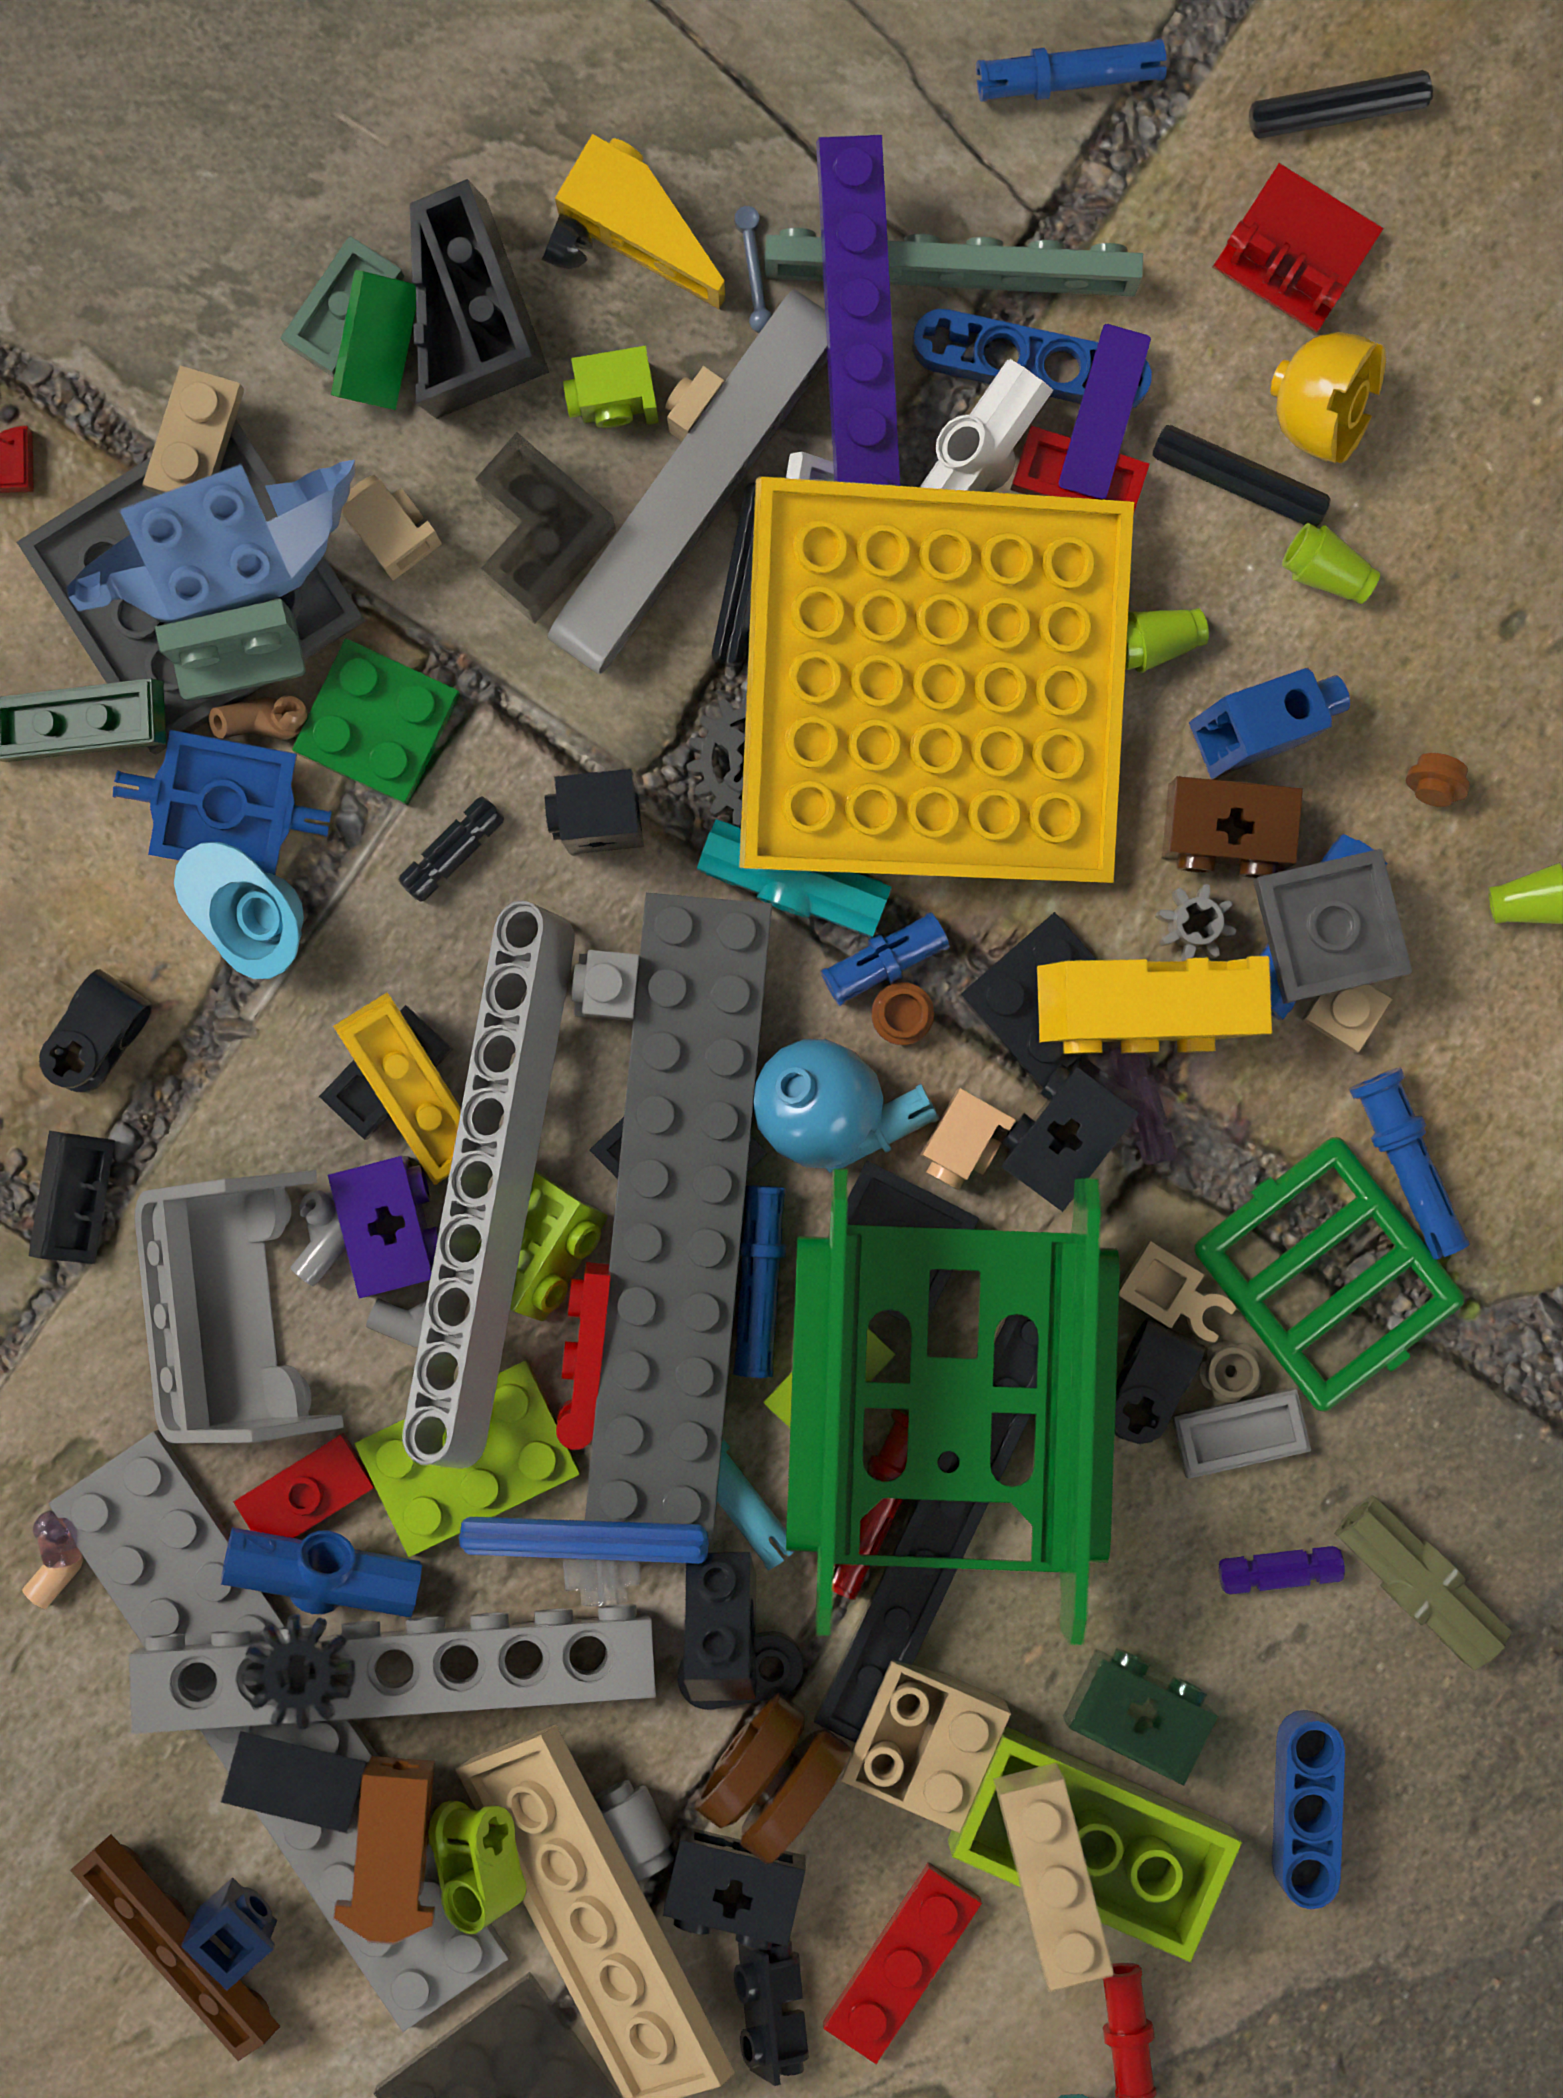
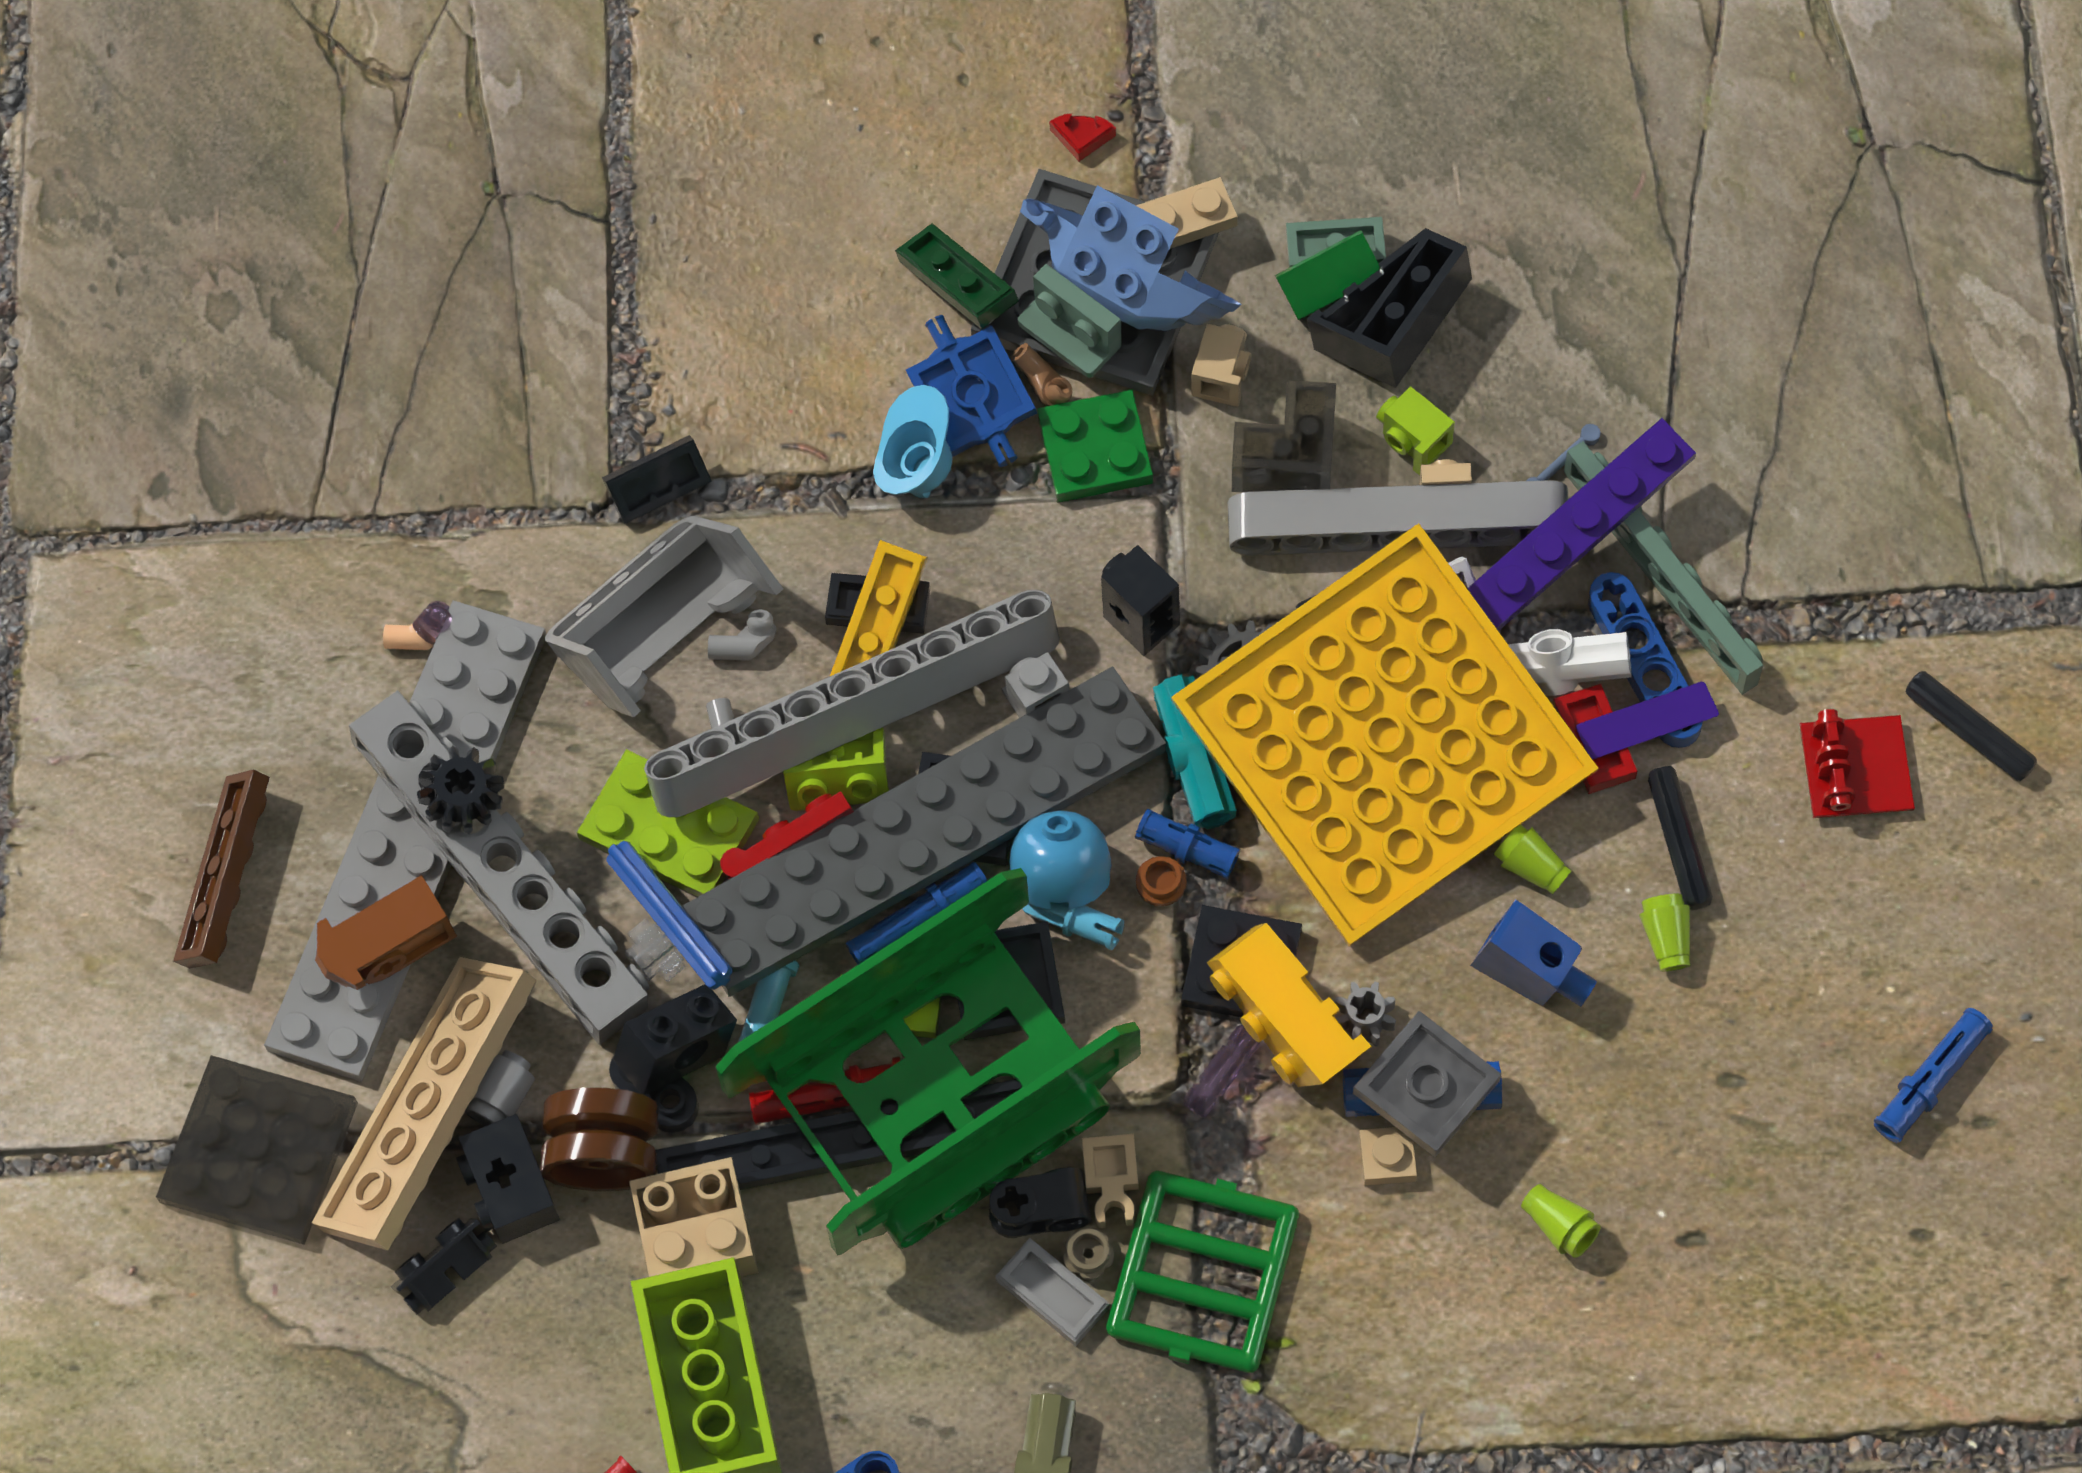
camera: 60 degrees right, 20 degrees down
(98, 1027) = (774, 418): black piece -> none
(241, 1923) = (267, 890): dark blue brick -> none
(294, 1782) = (380, 847): black hinge -> none
(295, 1568) = (529, 782): blue piece -> none
(306, 1491) = (570, 745): red plate -> none
(360, 1203) = (782, 645): dark purple brick -> none
(451, 849) = (1049, 543): black axle -> none
(480, 1869) = (407, 1008): lime piece -> none
(566, 235) = (1484, 338): black hinge -> none
(633, 215) = (1533, 356): yellow slope -> none
(901, 1963) = (533, 1328): red plate -> none
(964, 1139) = (1109, 971): light nougat brick -> none
(1053, 1877) = (665, 1338): tan brick -> none
(1070, 70) = (1831, 535): blue pin -> none
(1103, 1115) = (1187, 1040): black brick -> none
(1163, 1744) = (798, 1328): clear green brick -> none
(1264, 811) = (1445, 963): reddish brown brick -> none
(1281, 1570) = (980, 1382): dark purple axle -> none
(1326, 393) = (1775, 847): yellow cylinder -> none
(1401, 1135) = (1329, 1247): blue pin -> none
(1438, 779) = (1585, 1099): dark orange plate -> none

